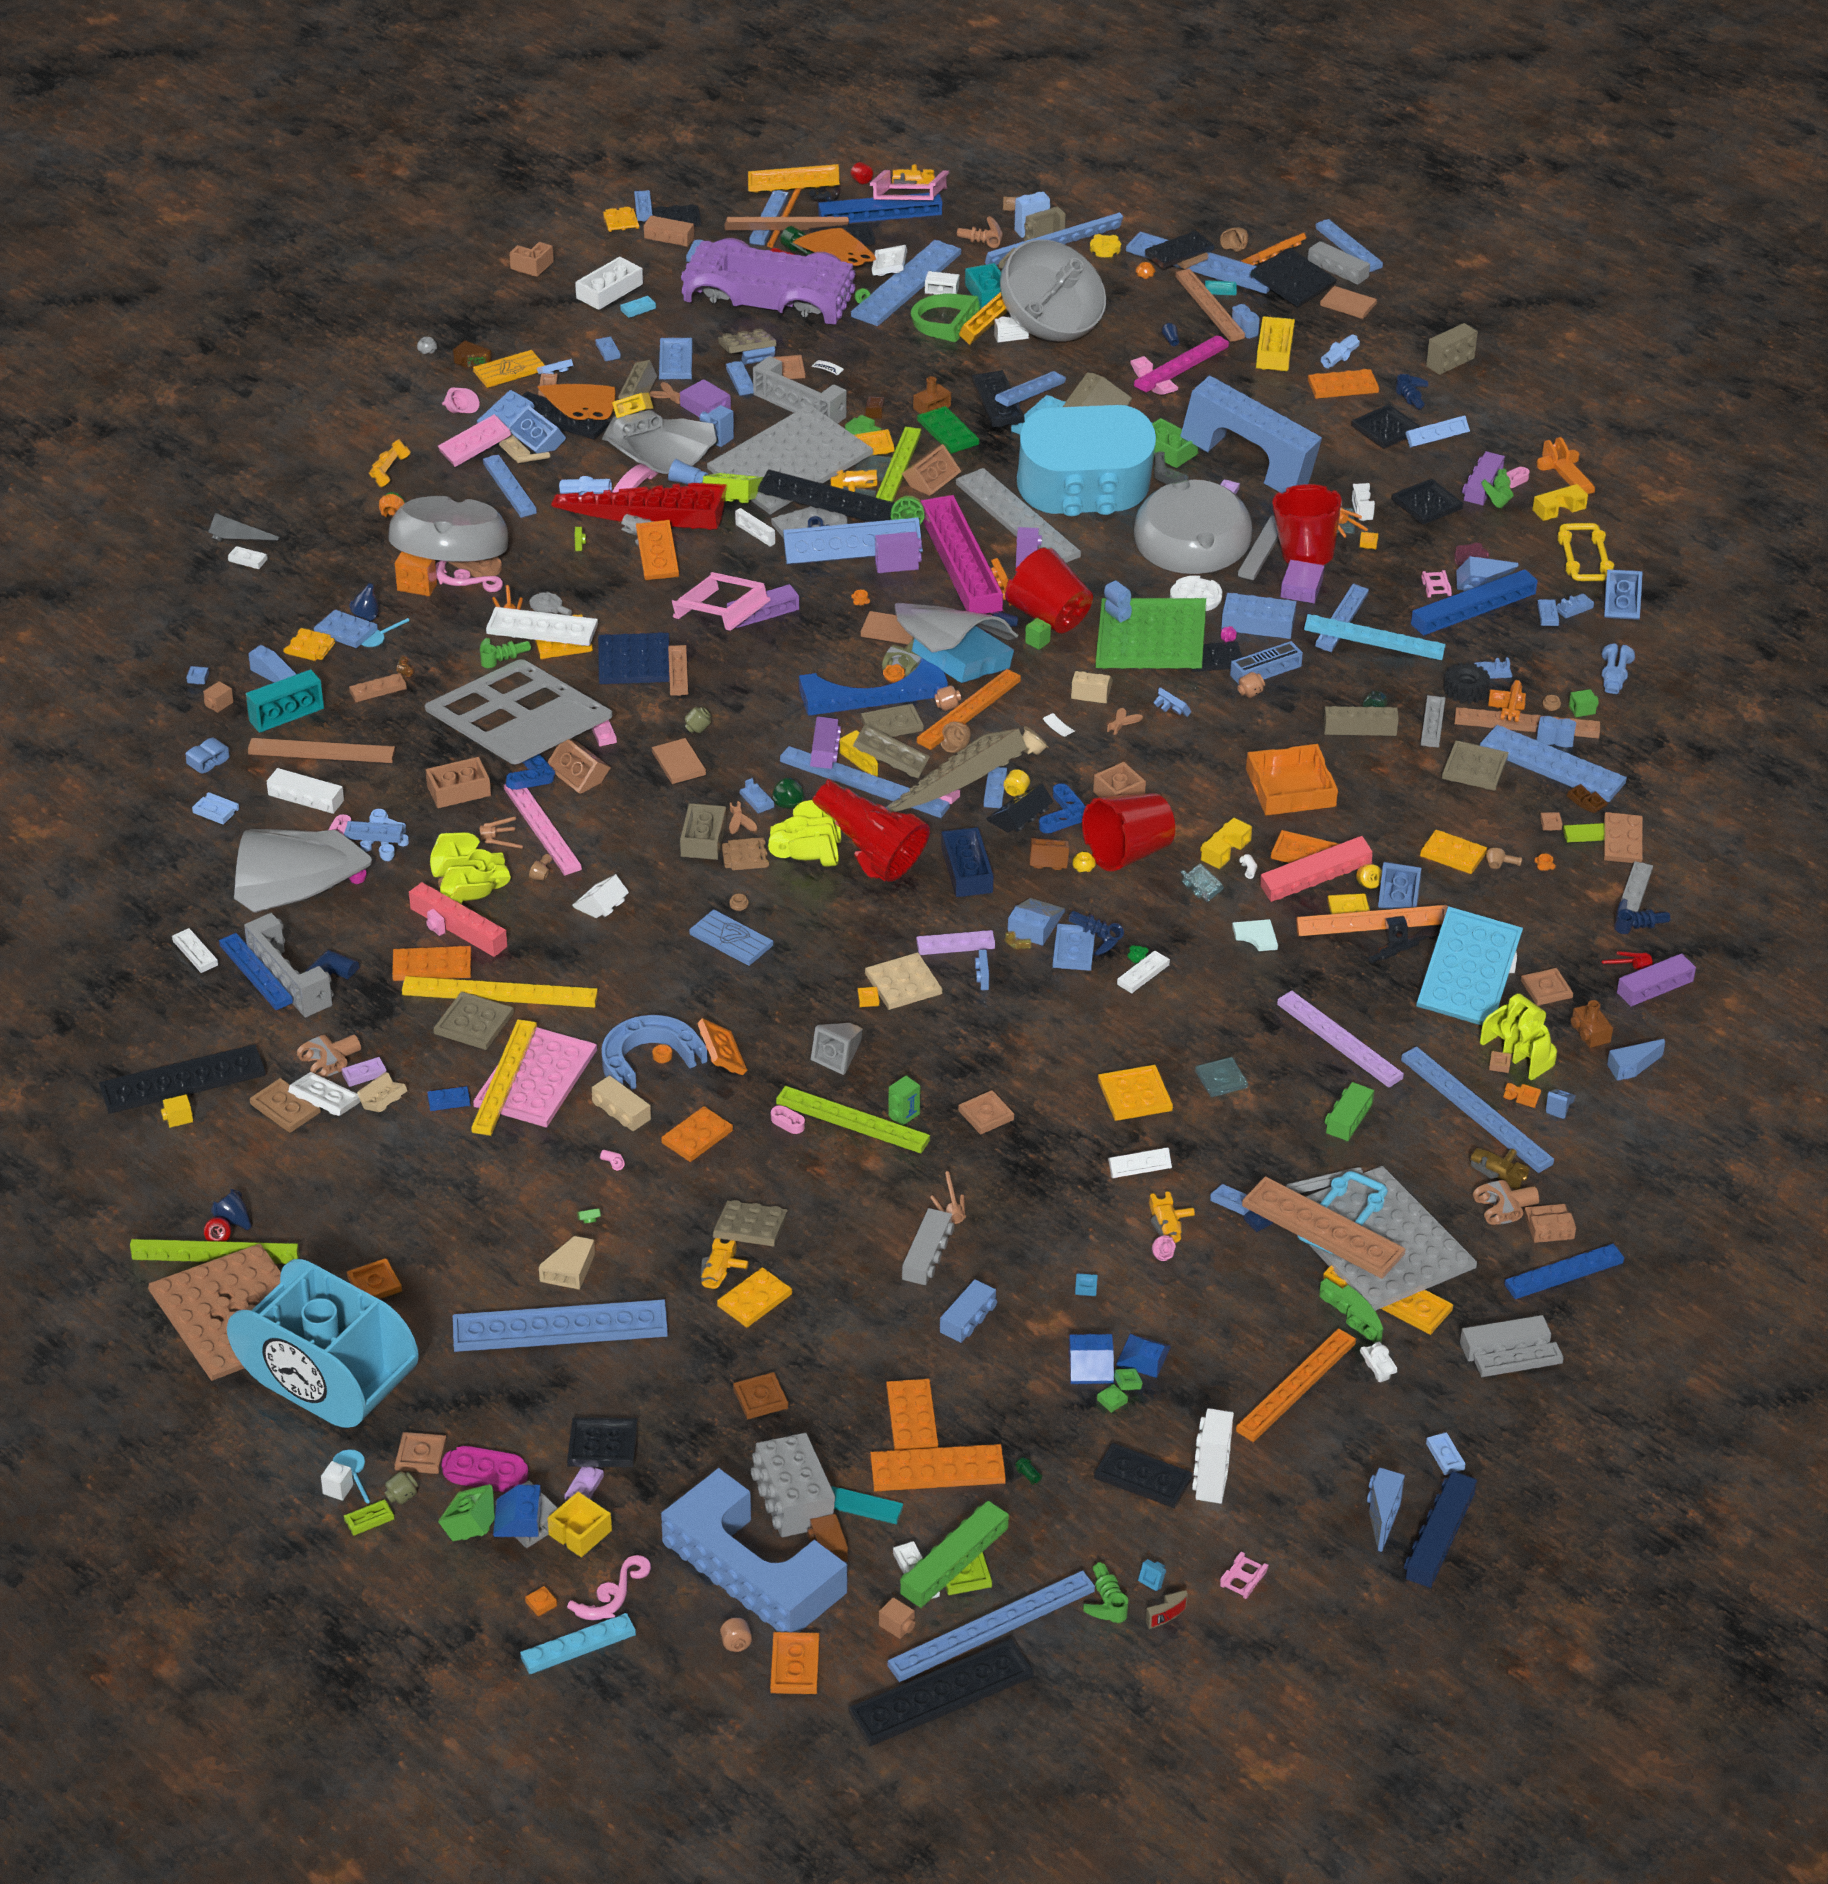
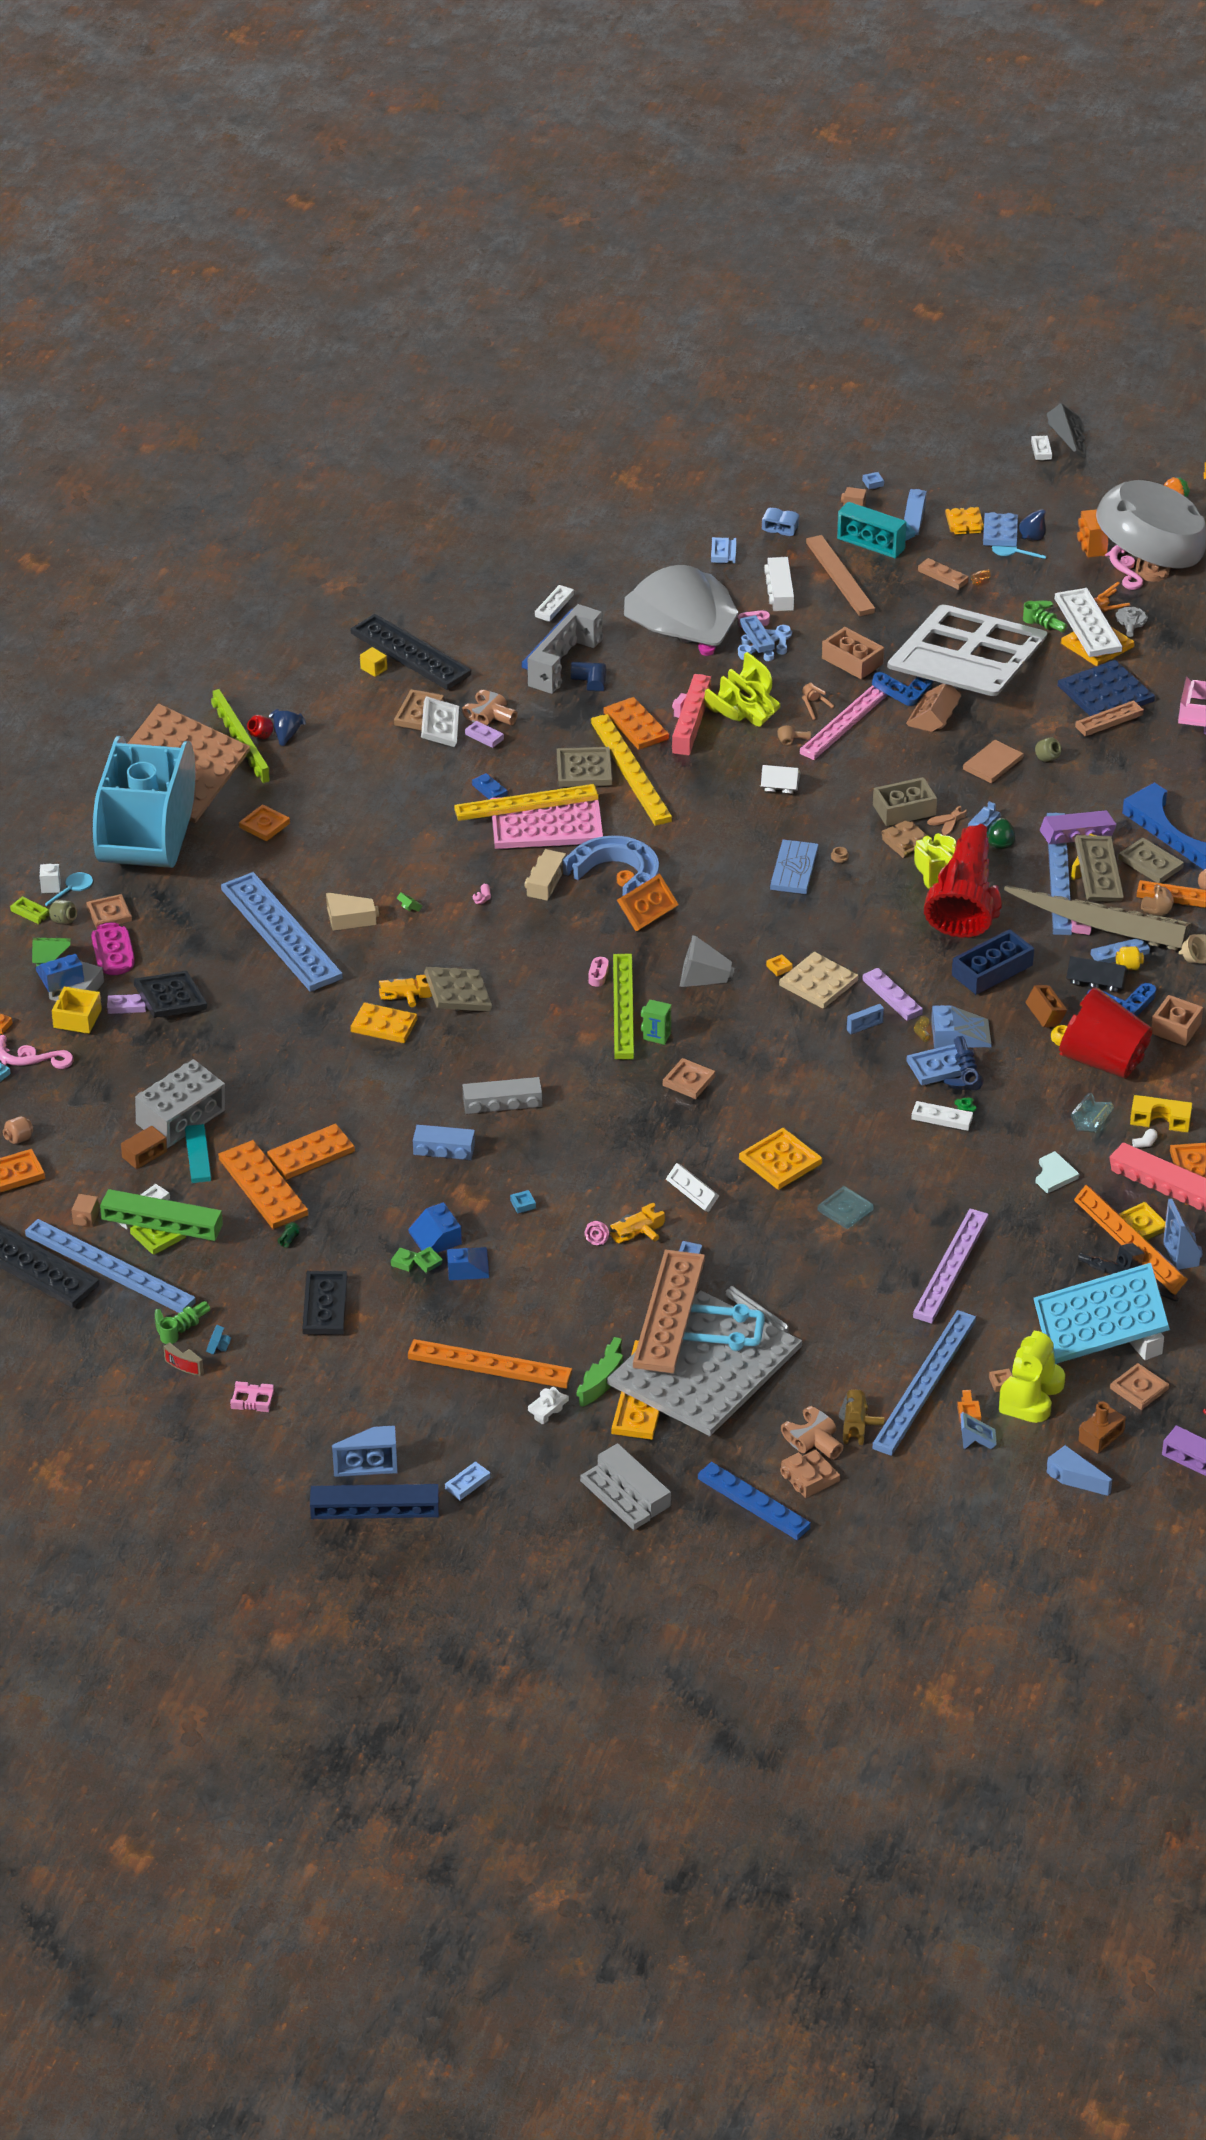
camera: 65 degrees right, 0 degrees up
(380, 1093) = (465, 749): tan bracket -> none
(604, 733) = (995, 707): bright pink plate -> none
(697, 1134) = (546, 929): orange plate -> none
(760, 1395) = (275, 1060): dark orange plate -> none
(782, 1593) = (106, 1071): medium blue arch -> none
(954, 1208) = (555, 1097): nougat plant -> none
(1213, 1455) = (344, 1321): white brick -> none
(1349, 1111) = (856, 1298): bright green brick -> none
(1365, 872) = (1193, 1216): yellow head -> none

